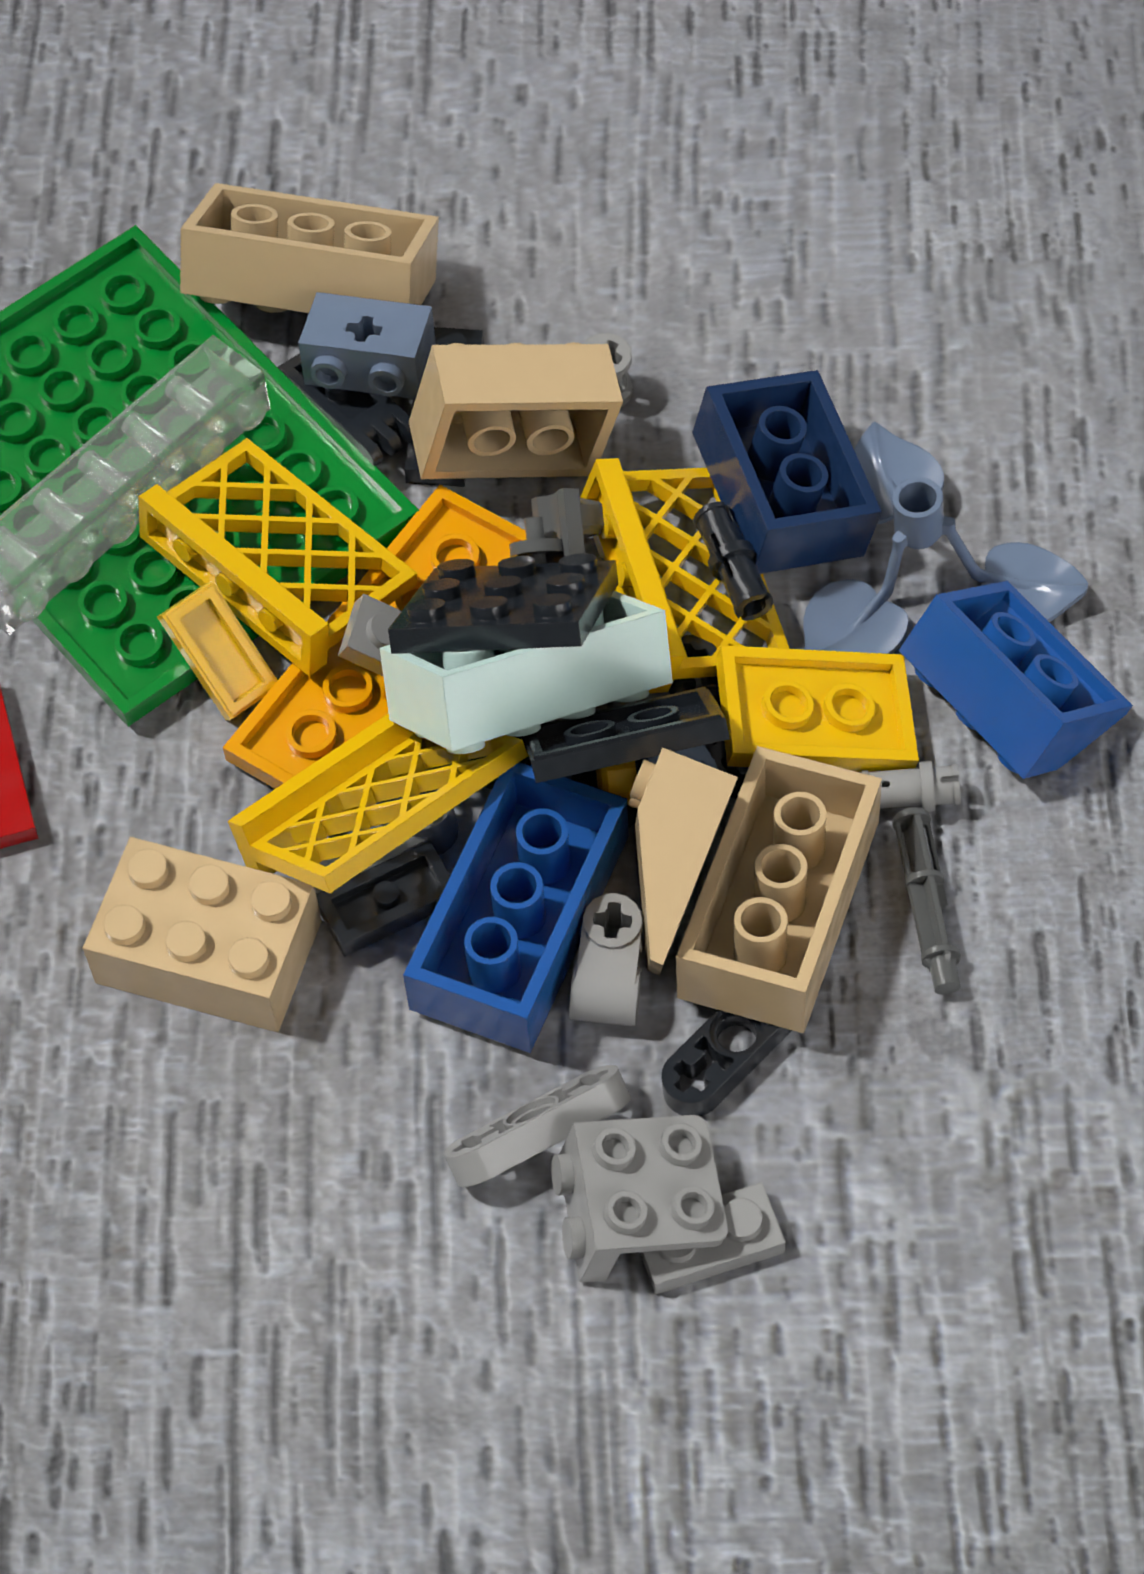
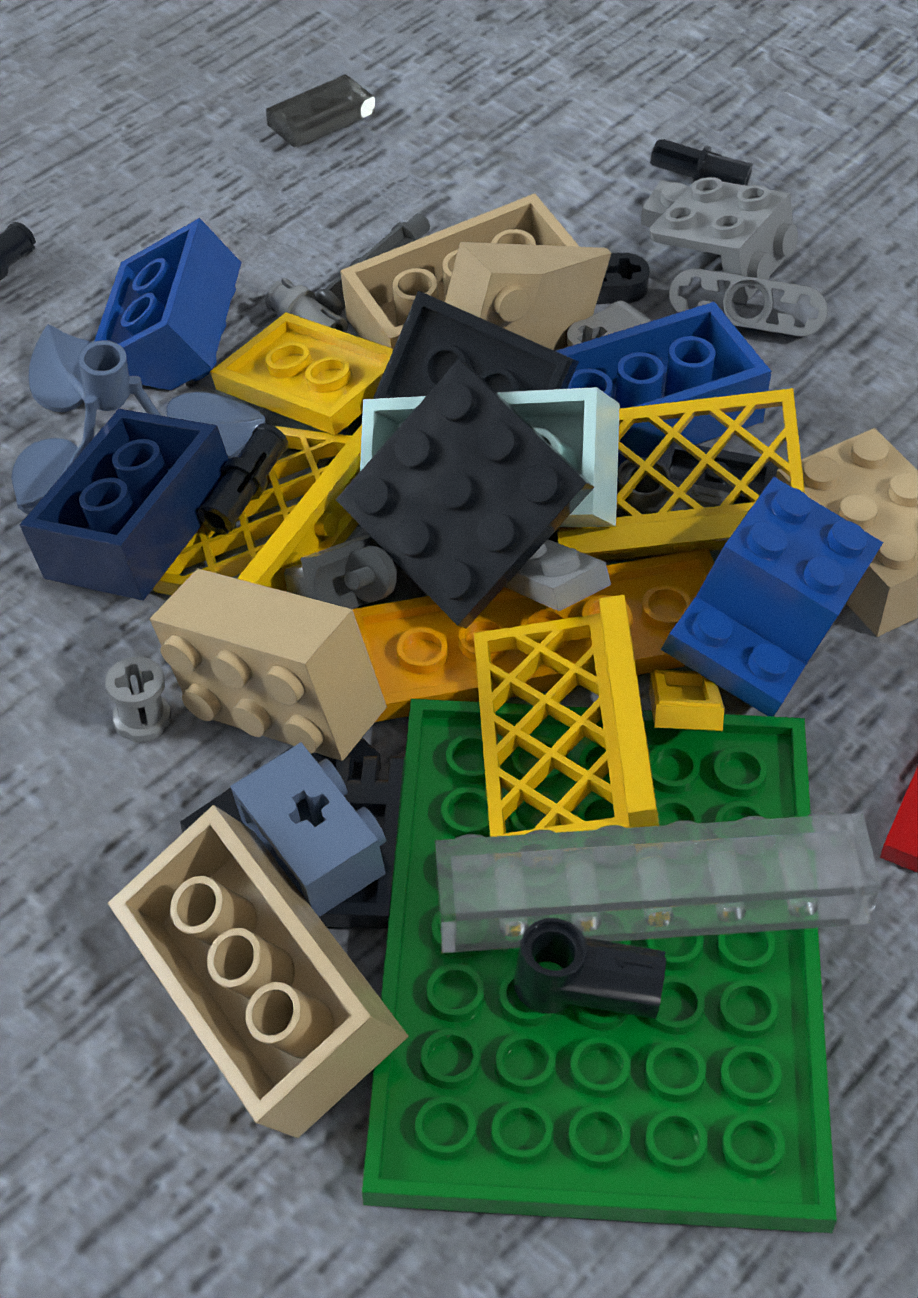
camera: 140 degrees left, 10 degrees down
(90, 405) = (592, 975): none -> black piece
(209, 749) = (772, 596): none -> blue bracket
(767, 1302) = (699, 163): none -> black axle

